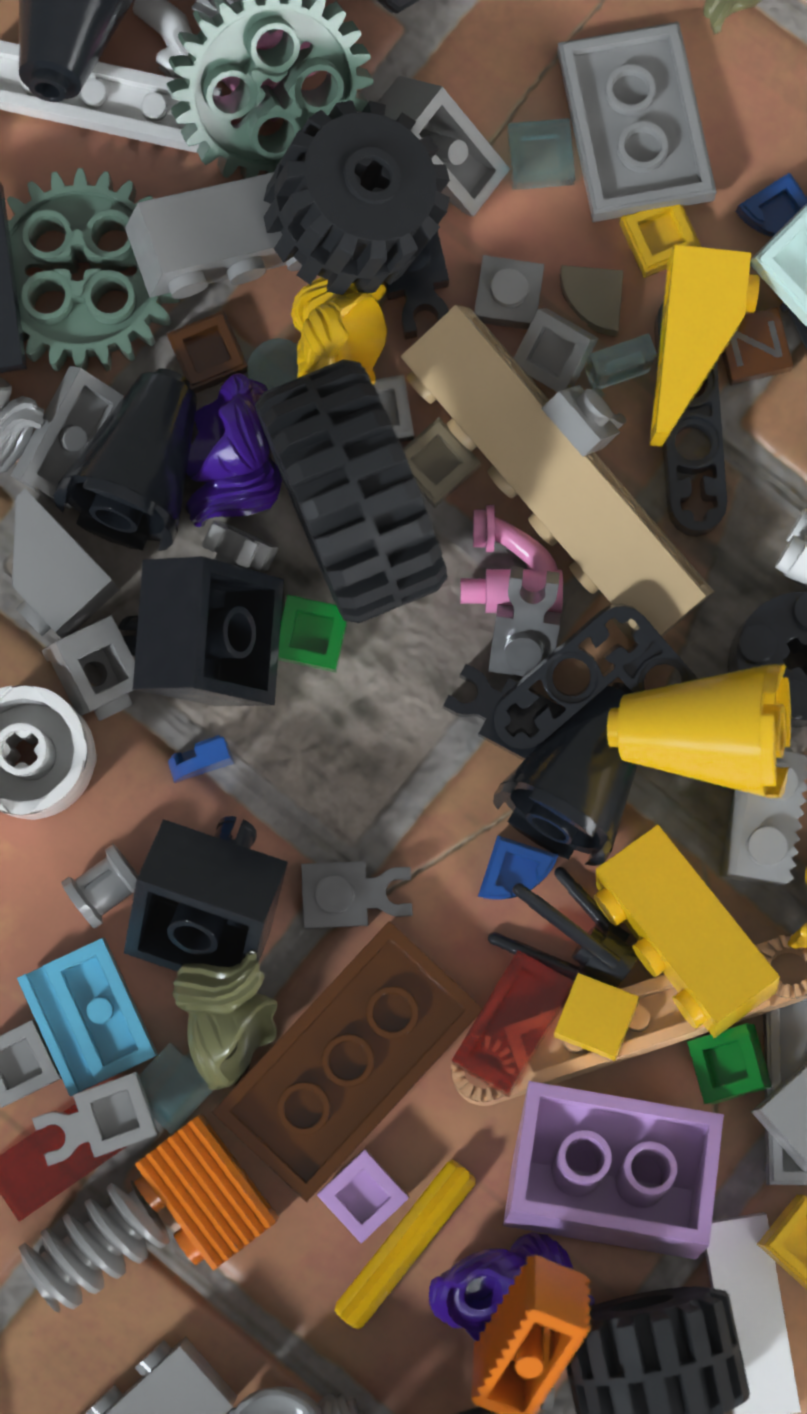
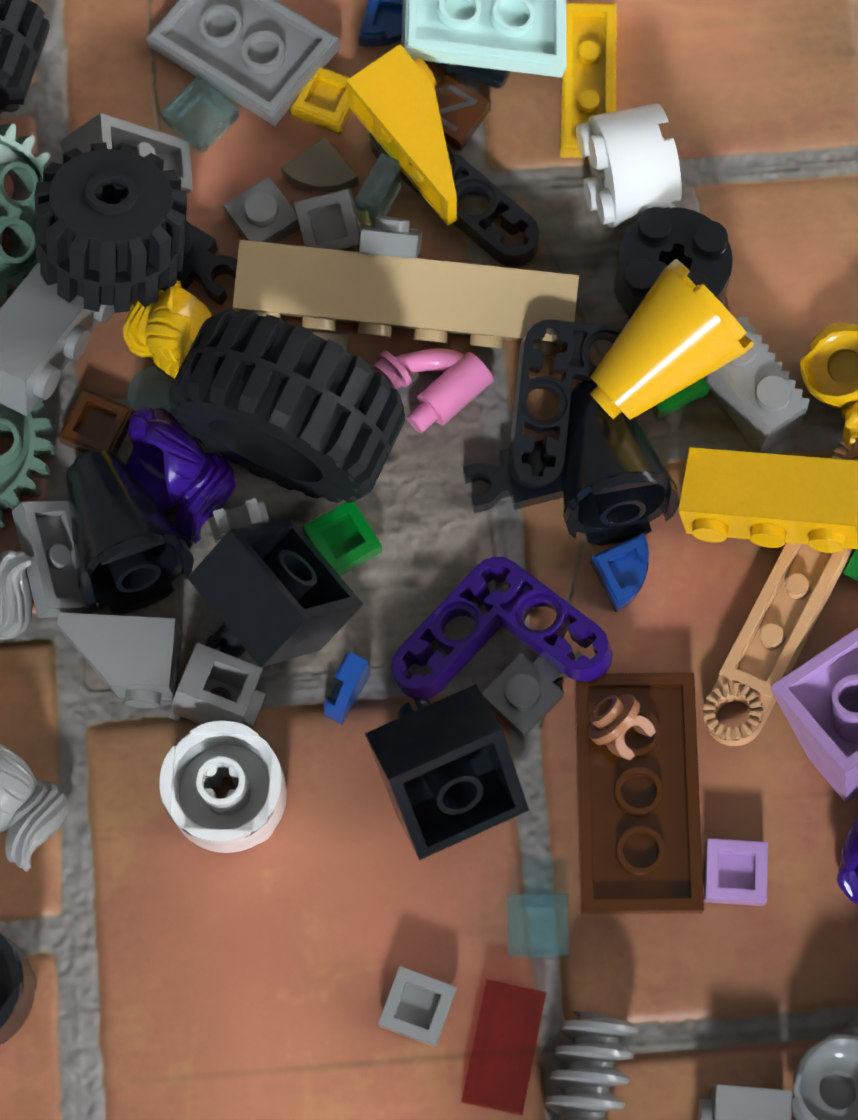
camera: 40 degrees left, 10 degrees down
(87, 1016) = (434, 929): medium azure plate -> none
(102, 886) = (362, 831): light grey bush -> none
(106, 1117) = (516, 980): light grey plate -> none
(204, 1193) = (630, 971): orange brick -> none
(225, 1017) = (529, 832): olive hair -> none
(377, 989) = (611, 721): none -> nougat plate
(386, 815) = (504, 610): none -> dark purple beam
(405, 1244) = (794, 880): yellow axle -> none
(513, 1023) = (722, 662): clear red tile -> none
(526, 630) = (483, 409): flat silver plate -> none
(596, 1016) = (772, 606): yellow tile -> none
(600, 954) = (731, 566): black plant -> none

